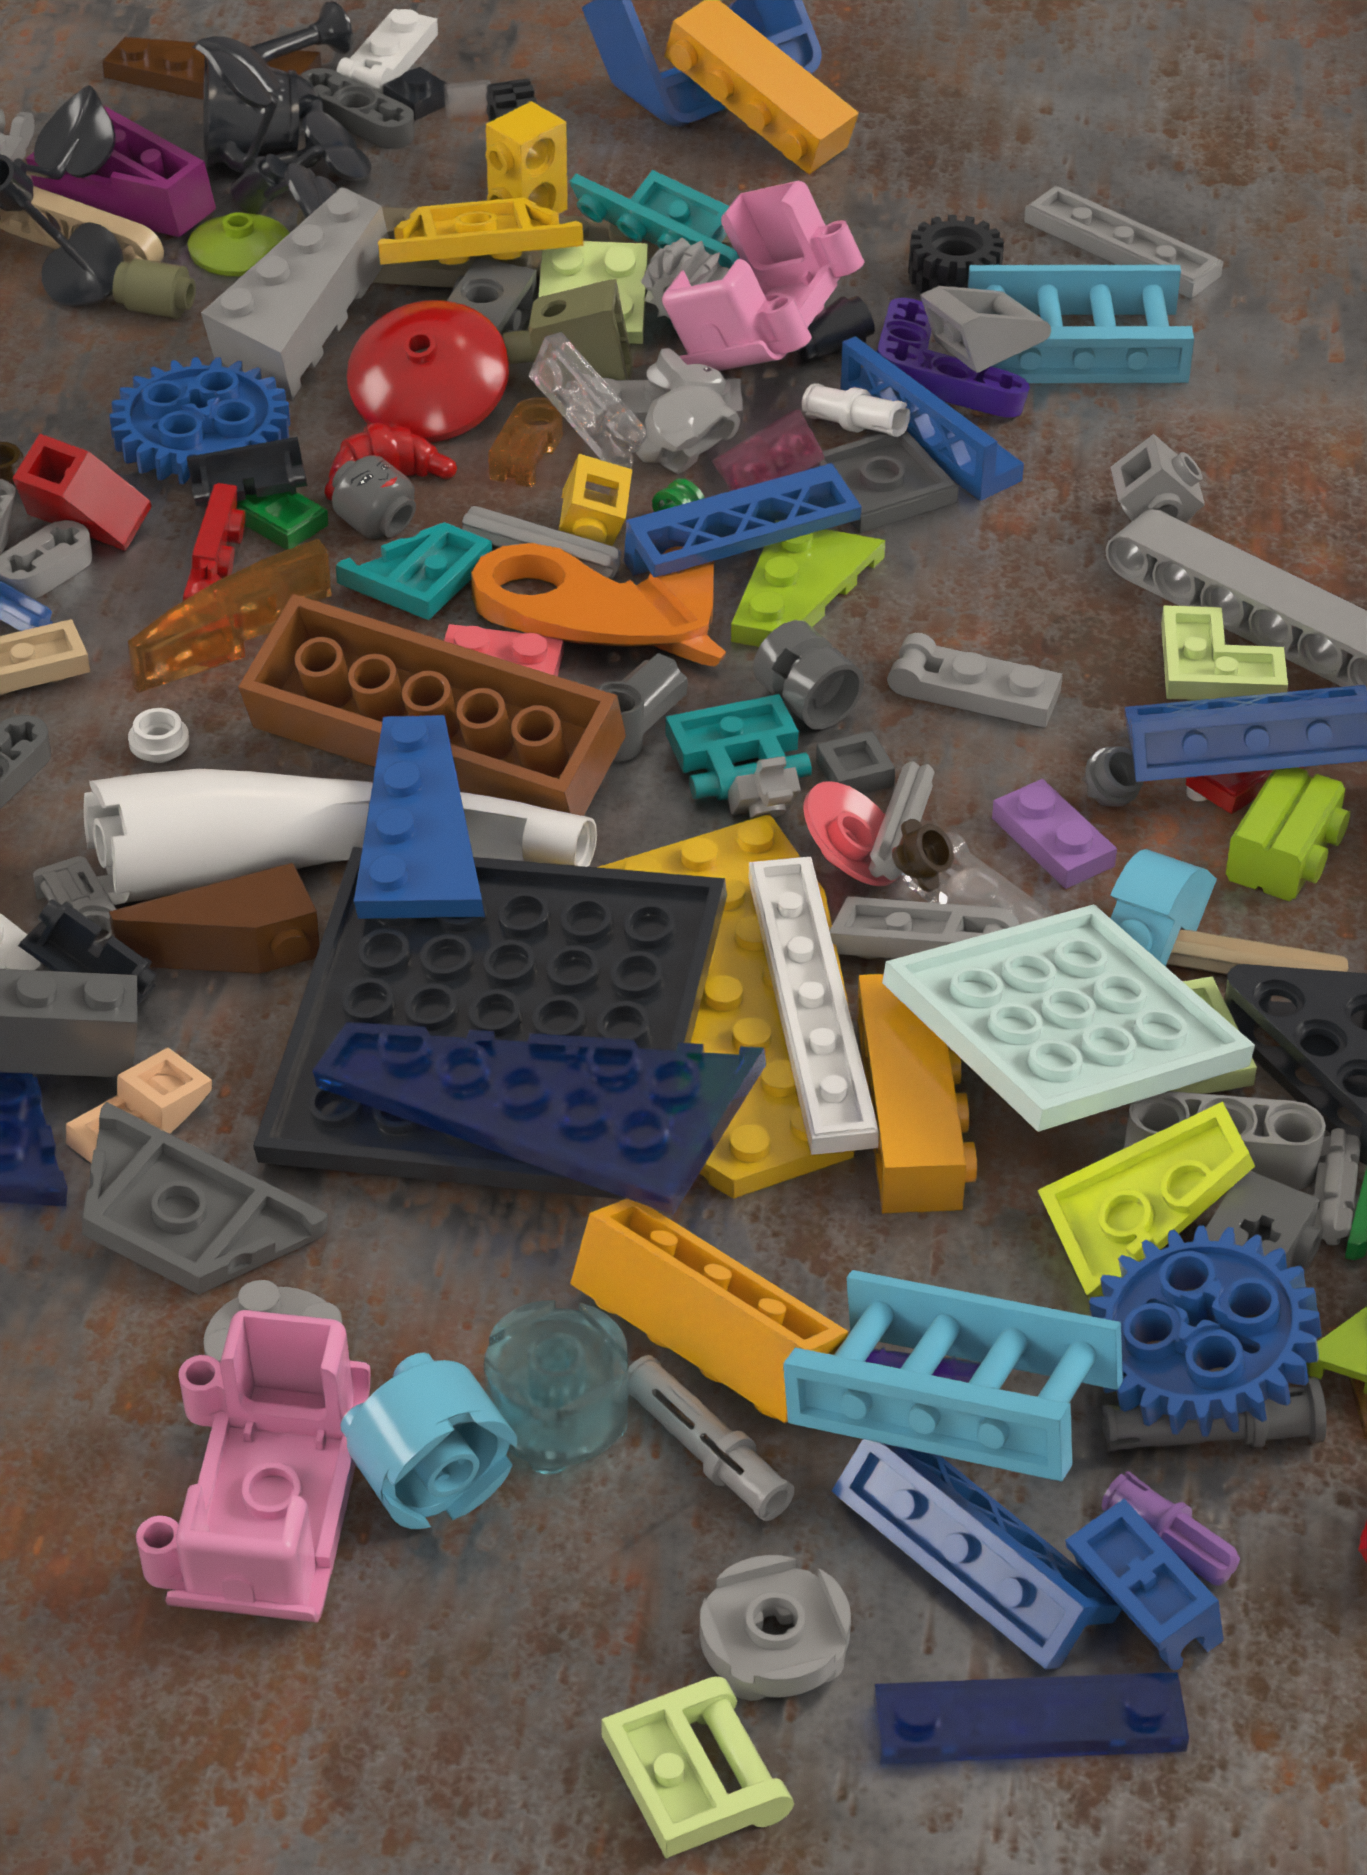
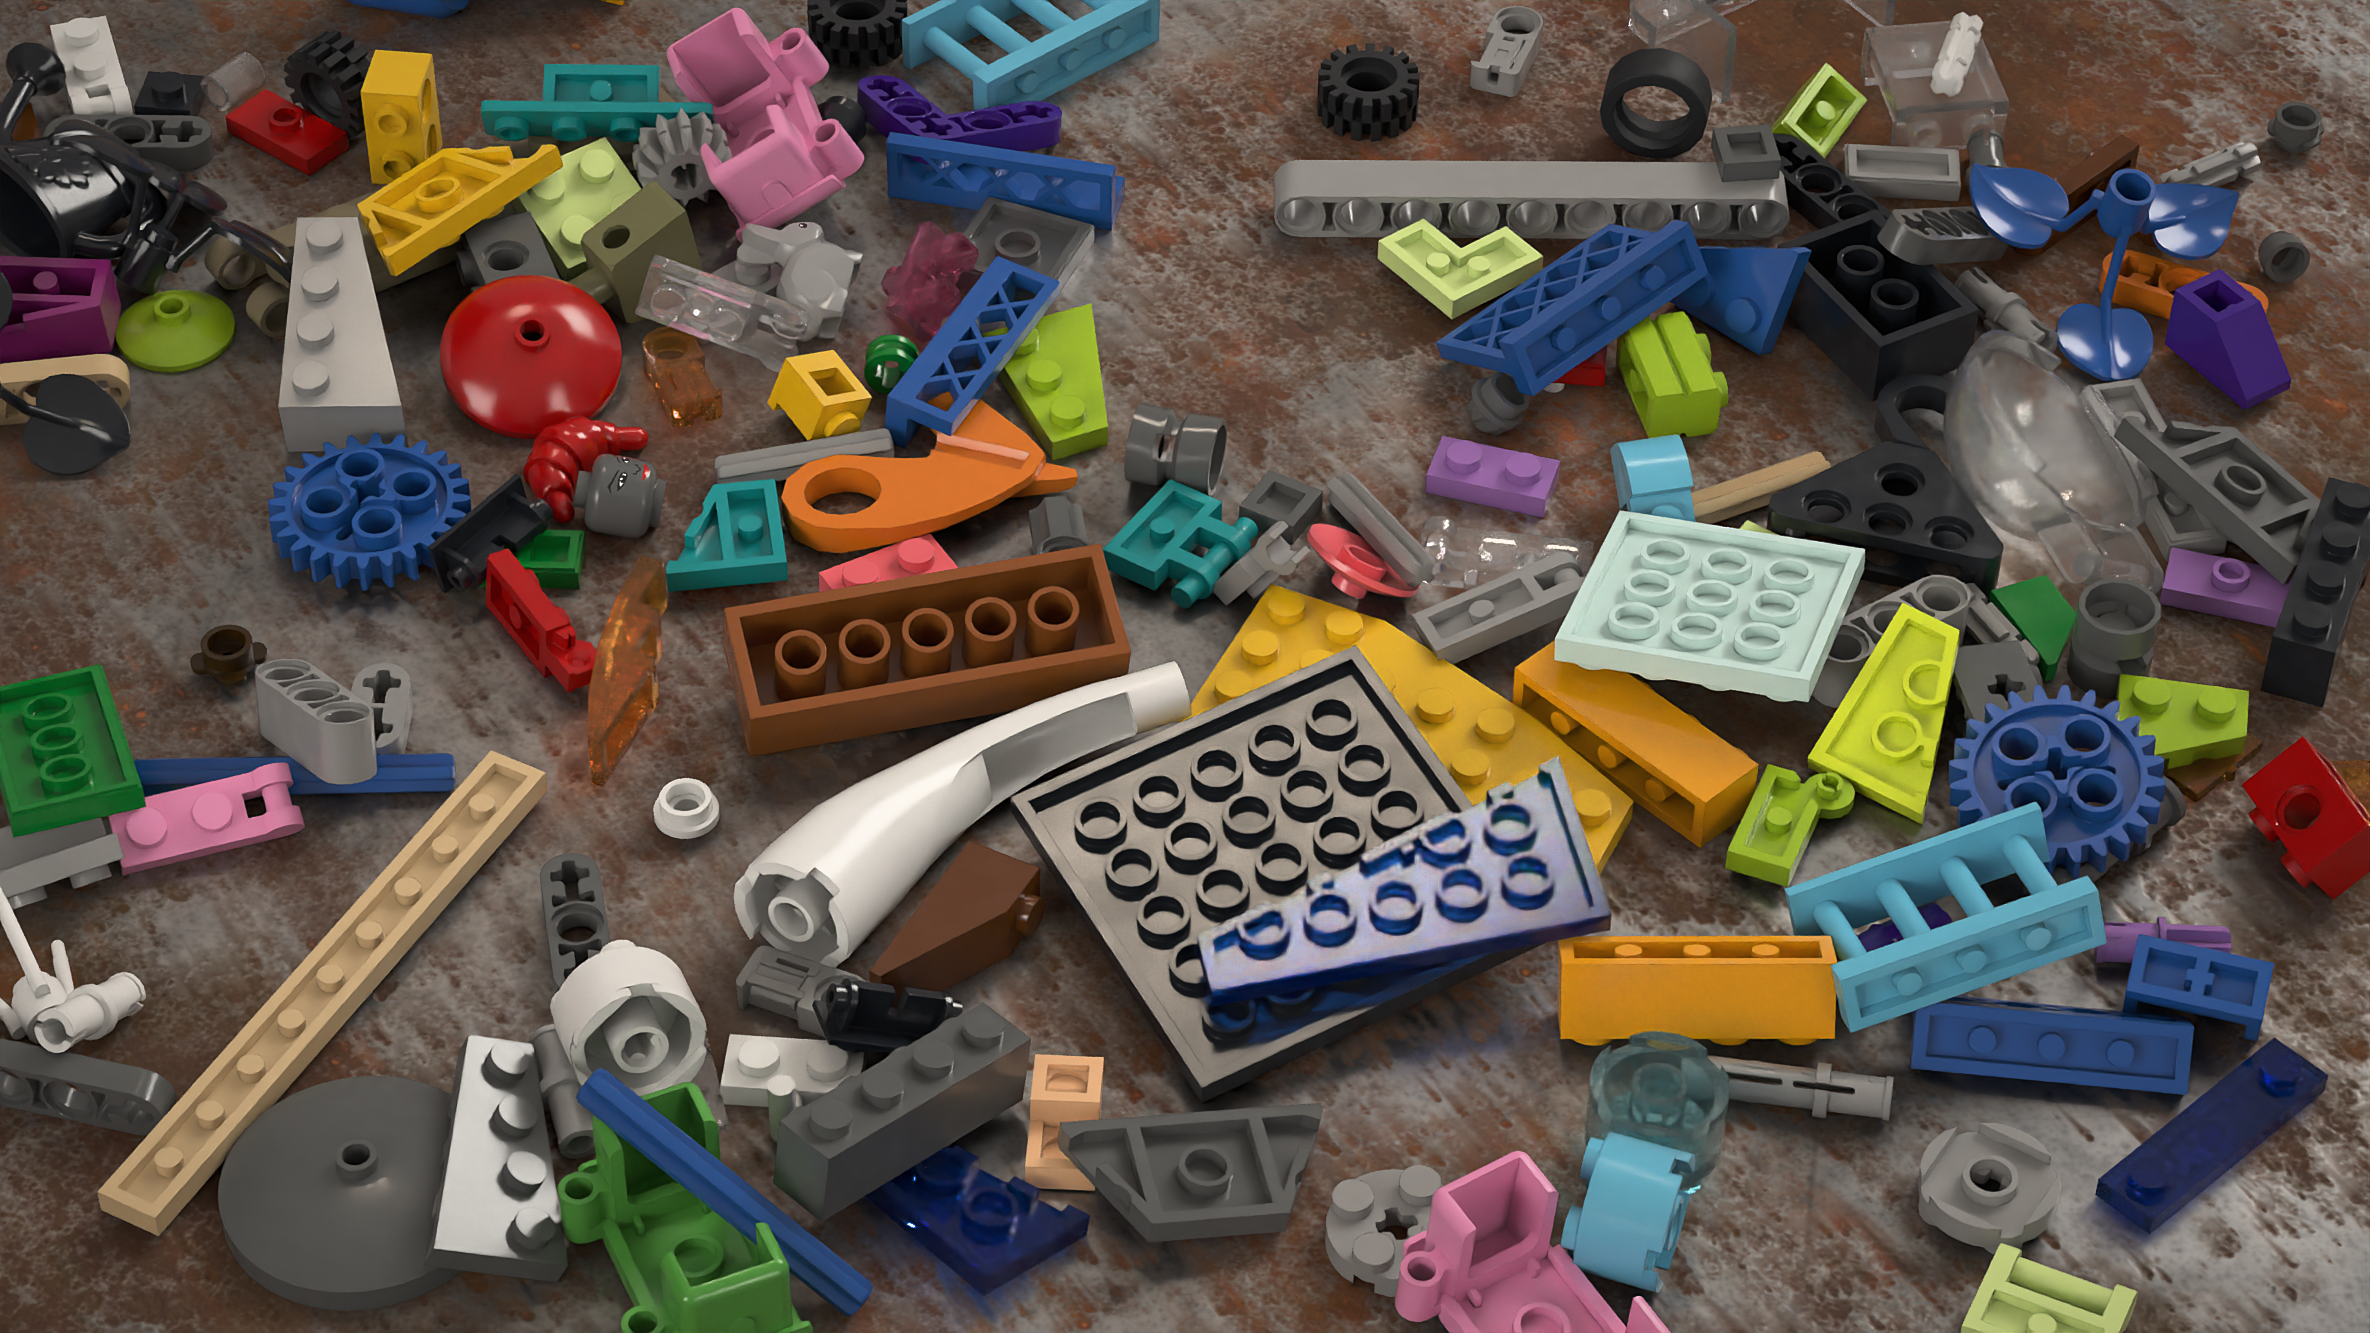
camera: 40 degrees left, 0 degrees up
(74, 485) = (358, 628): red slope -> none
(154, 288) = (168, 410): olive brick -> none
(416, 829) = (1059, 749): blue wing -> none
(463, 148) = (287, 132): none -> red plate
(812, 1007) = (1498, 711): white tile -> none
(856, 409) = (940, 200): white pin -> none
(923, 853) = (1451, 543): dark brown plate -> none
(960, 1229) = (1783, 820): none -> lime hinge
(974, 682) = (1293, 386): light grey plate -> none
(981, 325) = (964, 81): light grey tile -> none
(1158, 480) = (1265, 137): light grey brick -> none
(1299, 495) = (1368, 92): none -> black tyre

